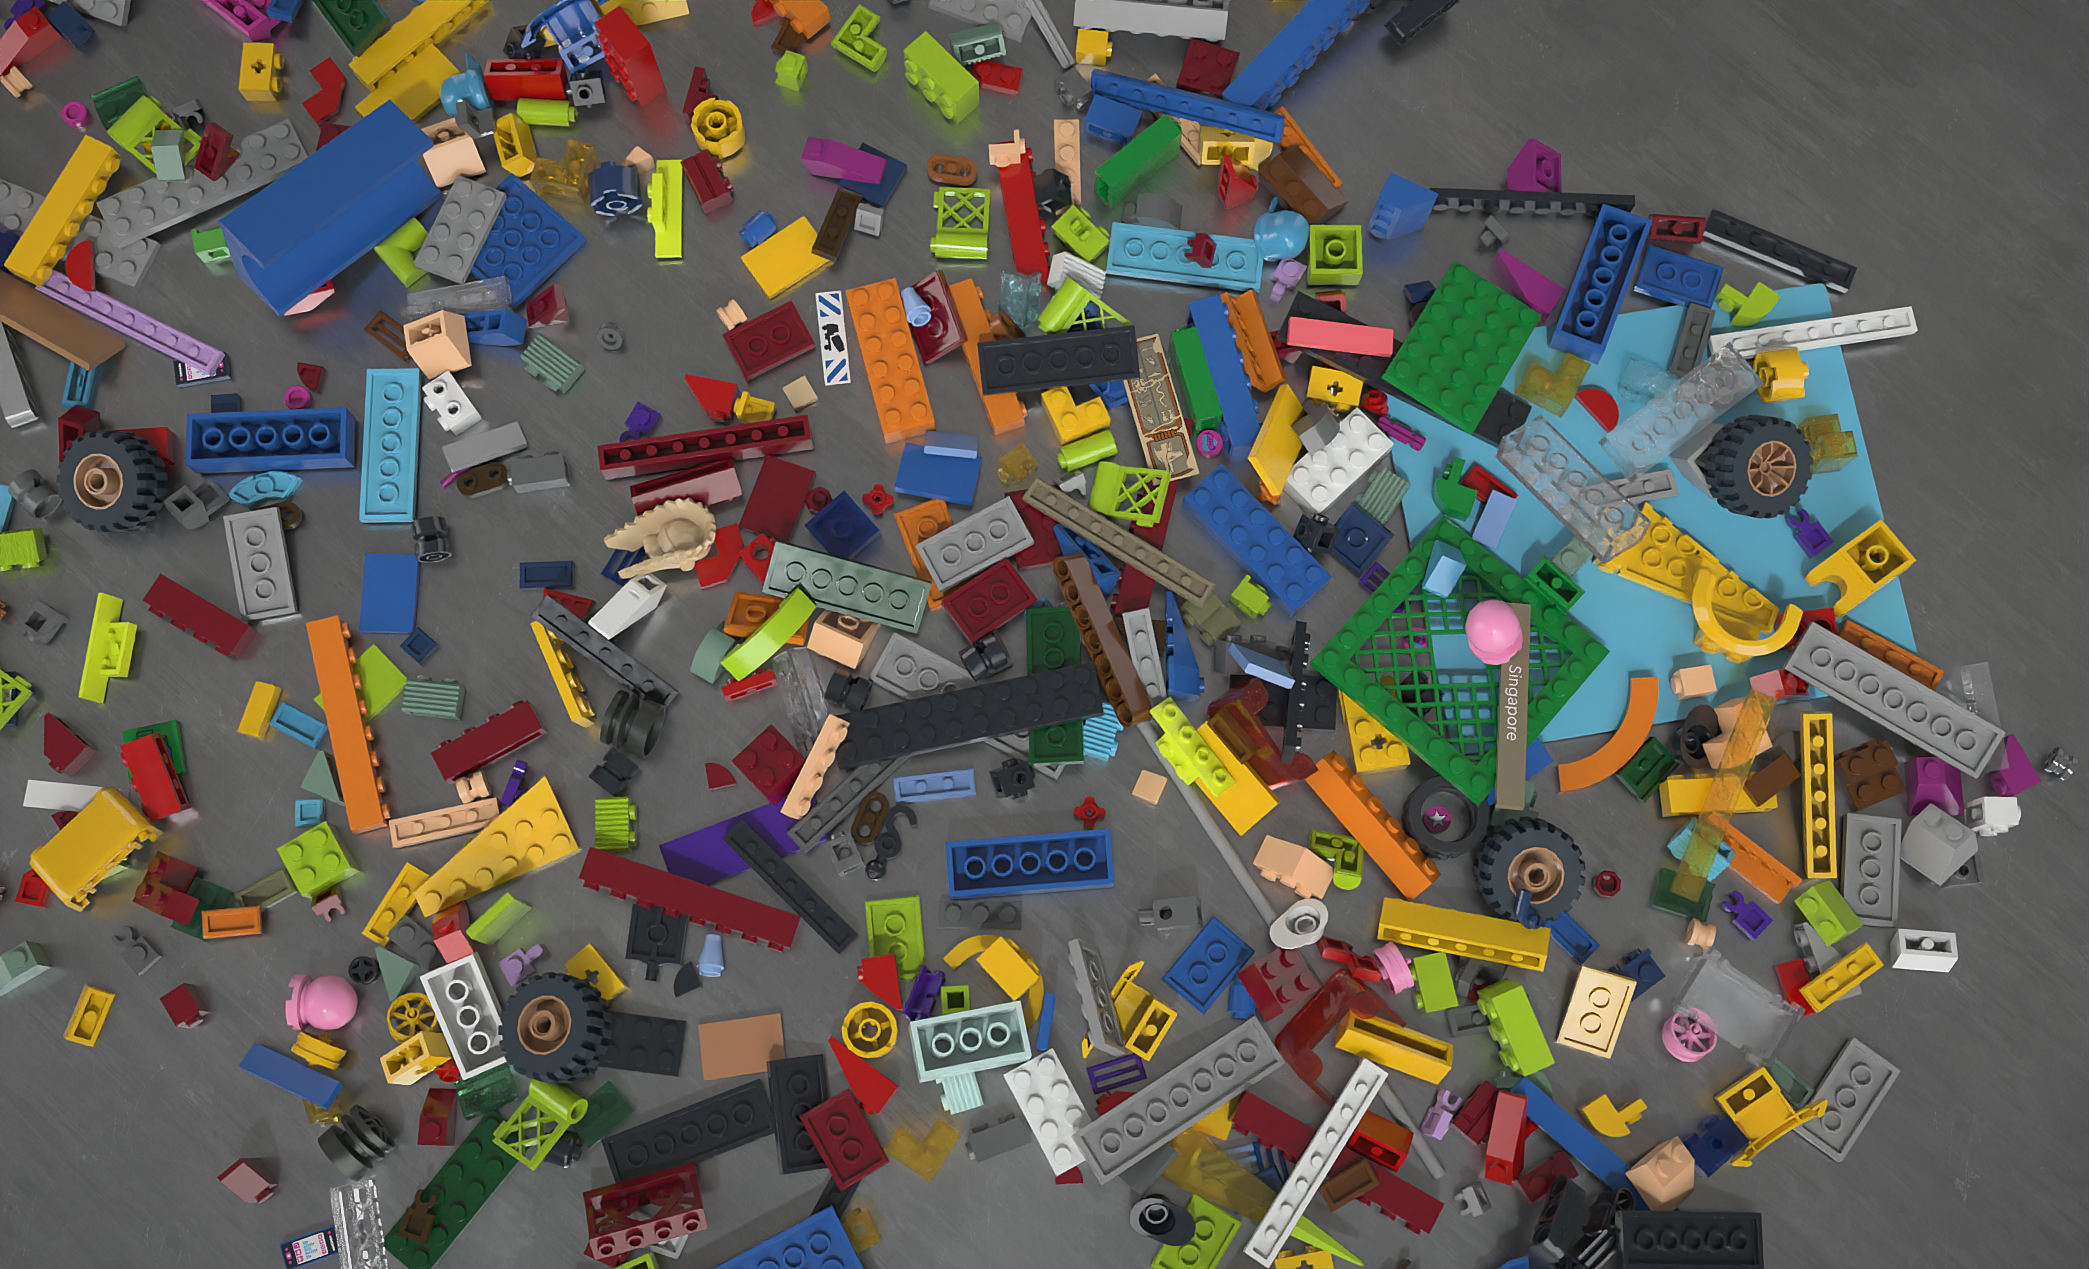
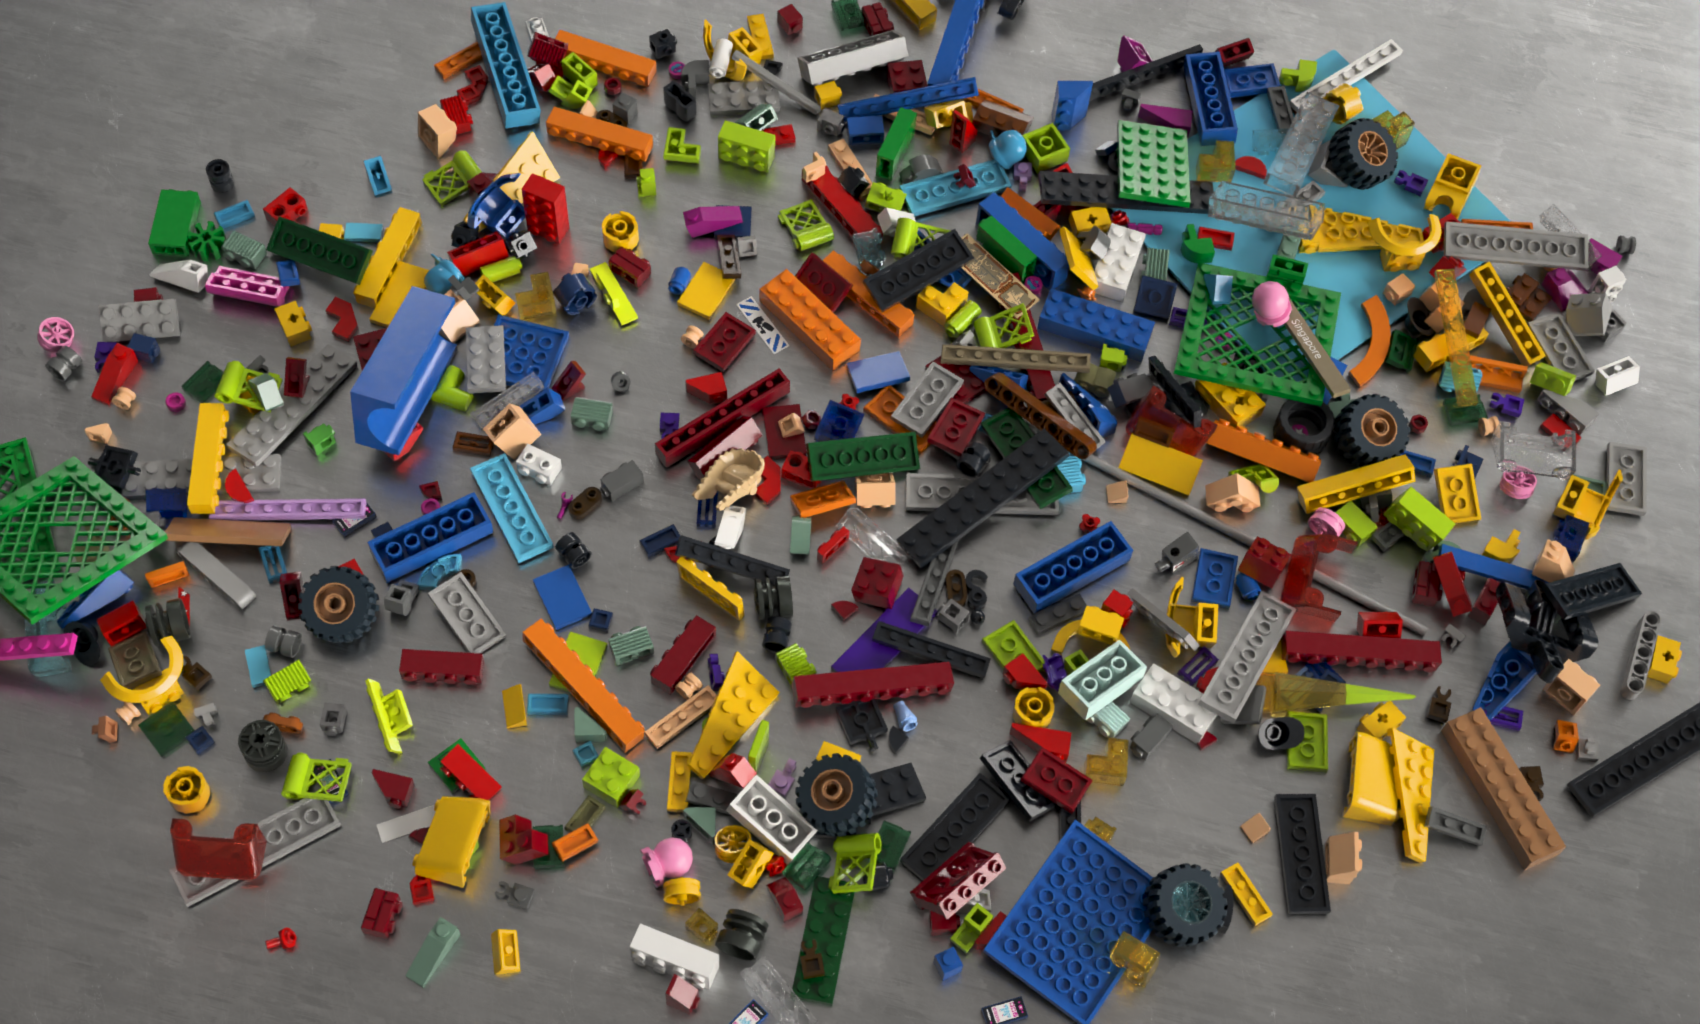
camera: 30 degrees left, 15 degrees down
(185, 1006) = (572, 911): dark red brick -> none
(263, 1129) = (674, 956): none -> white brick
(291, 1076) = (674, 915): blue tile -> none
(484, 446) = (576, 480): light grey tile -> none
(697, 93) = (595, 220): dark red slope -> none
(740, 1046) = (954, 762): nougat tile -> none
(753, 409) = (737, 384): yellow bracket -> none
(769, 636) = (833, 506): lime slope -> none
(787, 497) = (791, 425): none -> light nougat slope
(800, 393) = (762, 364): tan tile -> none
(812, 773) = (908, 577): light nougat plate -> none
(849, 690) = (898, 519): black wheel -> none
(915, 308) = (811, 281): light blue cone -> none
(934, 786) = (984, 552): medium blue tile -> none
(951, 444) = (876, 351): medium blue tile -> none
(952, 168) = (781, 198): dark orange plate -> none
(1013, 778) = (1032, 523): black brick -> none
(1016, 464) = (924, 345): clear yellow brick -> none
(1046, 1022) = (1139, 647): blue tile -> none
(1049, 952) = (1118, 604): none -> red brick
(1188, 750) = (1129, 458): neon yellow bracket -> none
(1261, 666) = (1147, 383): medium blue tile -> none
(1300, 924) = (1257, 524): white piece -> none
(1315, 1163) = (1352, 651): white plate -> none
(1316, 533) = (1130, 302): black brick -> none
(1340, 337) = (1081, 184): coral tile -> none
(1341, 951) = (1291, 530): red tile -> none
(1348, 1185) = (1378, 655): reddish brown tile -> none
(1395, 1047) = (1355, 566): yellow brick -> none
(1438, 1118) = (1405, 597): lavender plate -> none
(1494, 519) = (1229, 250): medium blue tile -> none
(1524, 912) = (1385, 451): dark blue arm -> none
(1779, 251) = (1300, 42): black plate -> none
(1841, 977) = (1582, 408): yellow tile -> none

